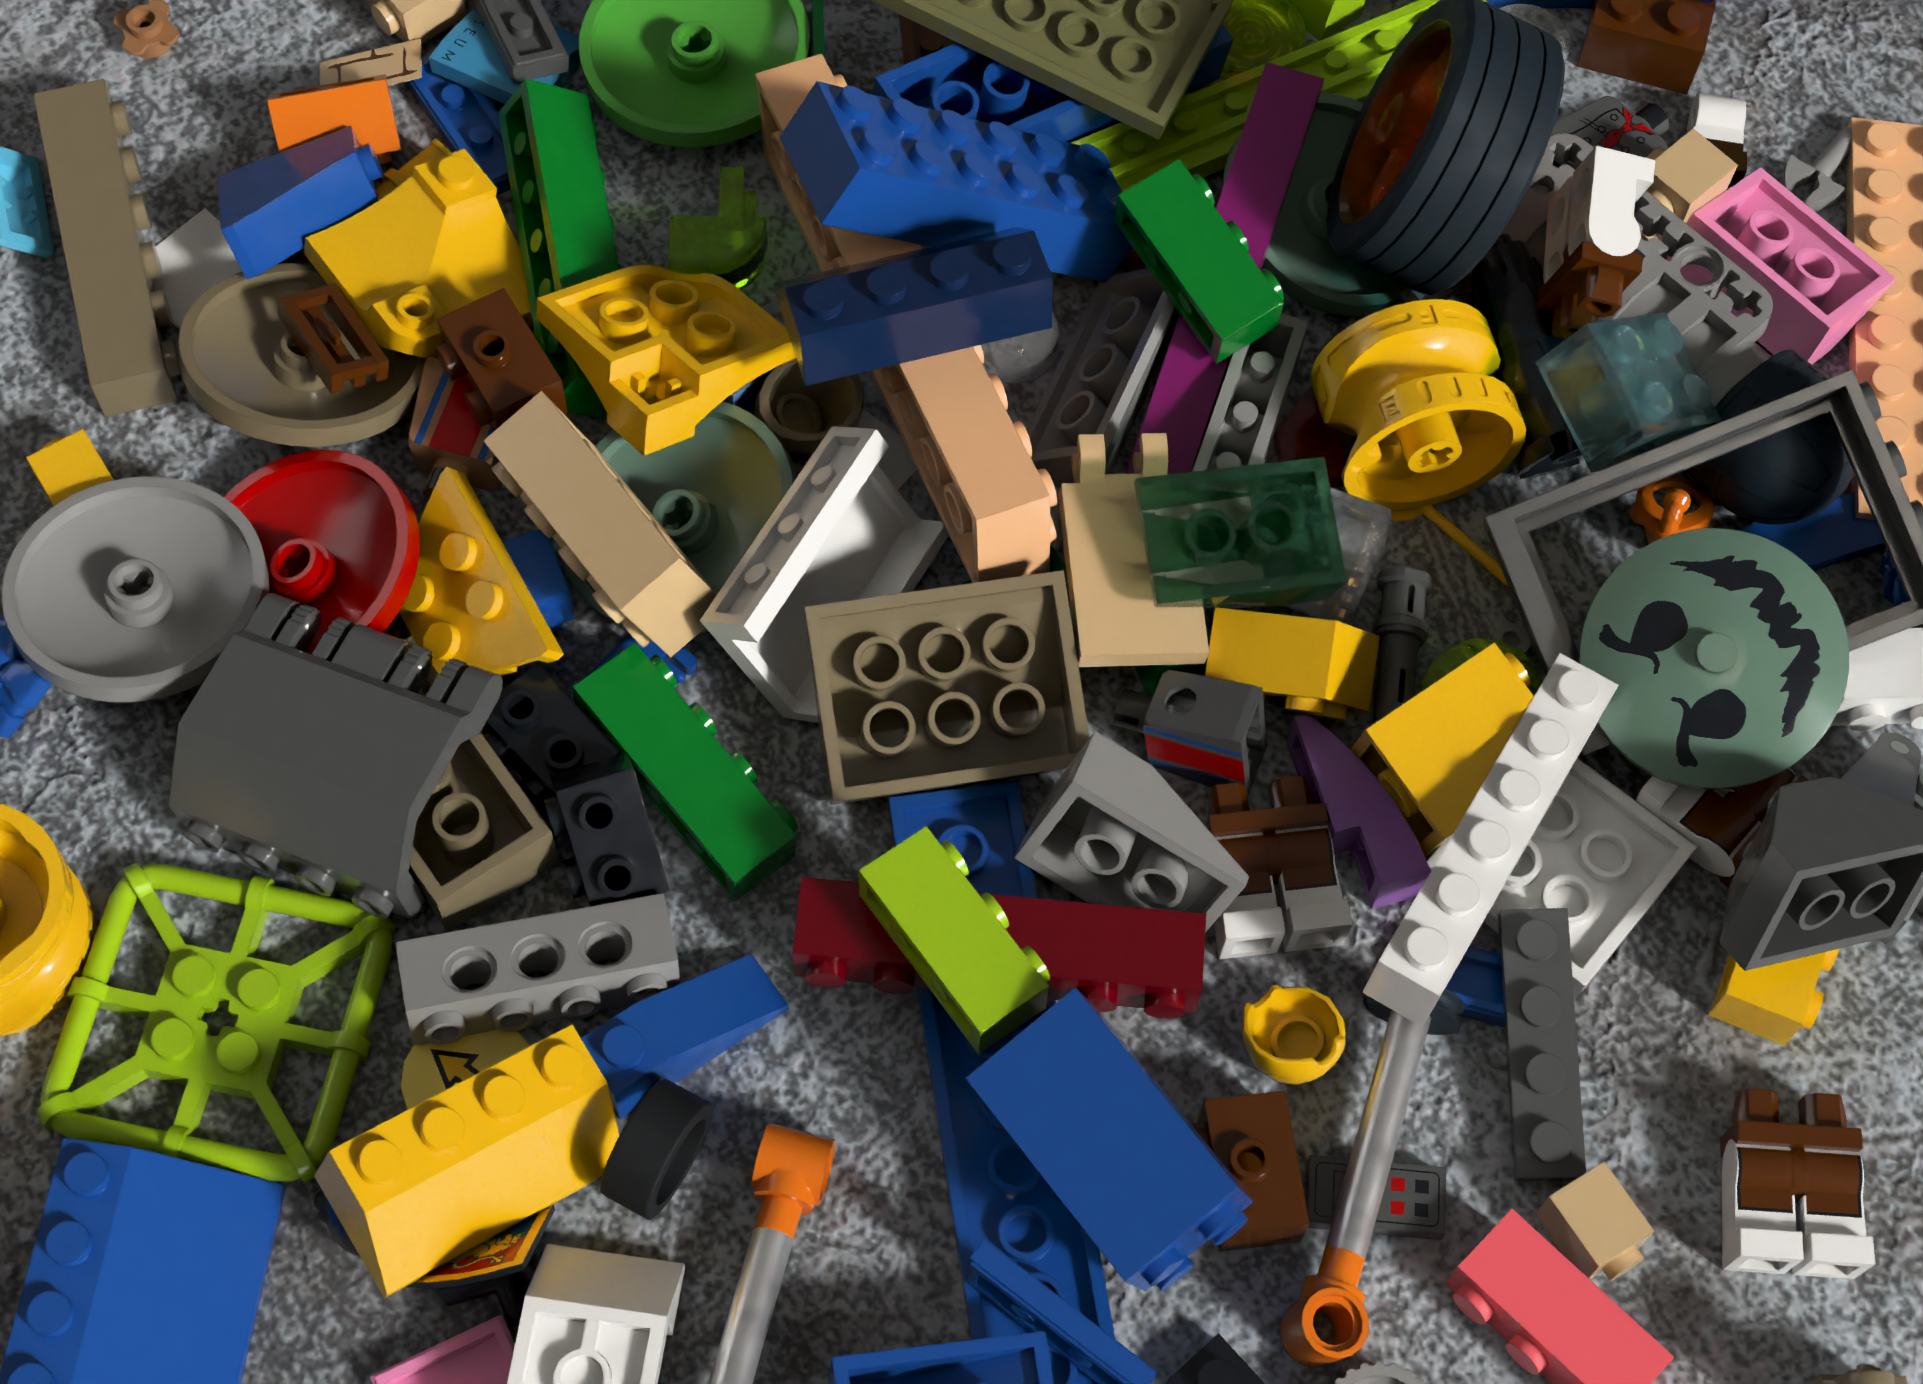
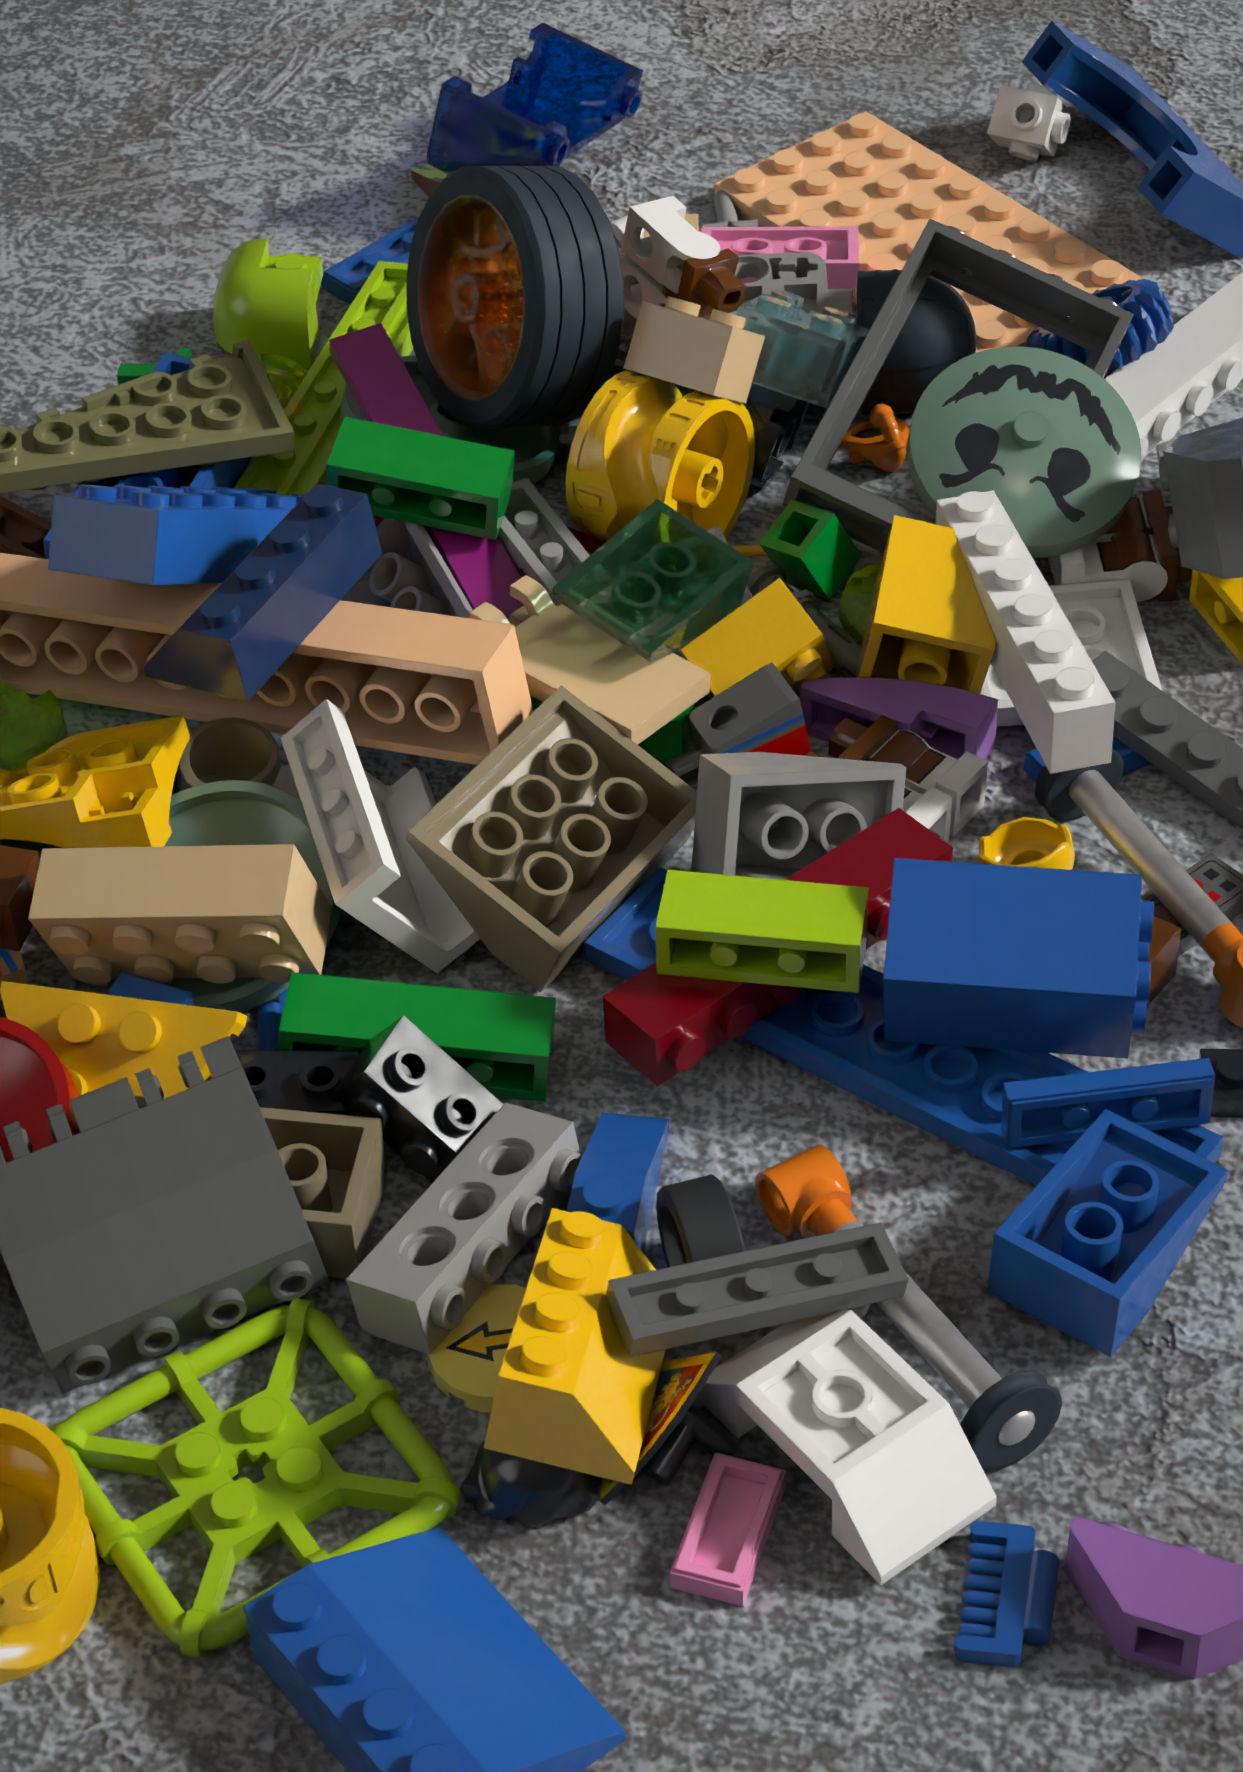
camera: 40 degrees left, 20 degrees down
(616, 1236) = (756, 1289): none -> dark grey piece
(1466, 584) = (811, 548): none -> green brick
(1511, 334) = (695, 351): none -> tan brick

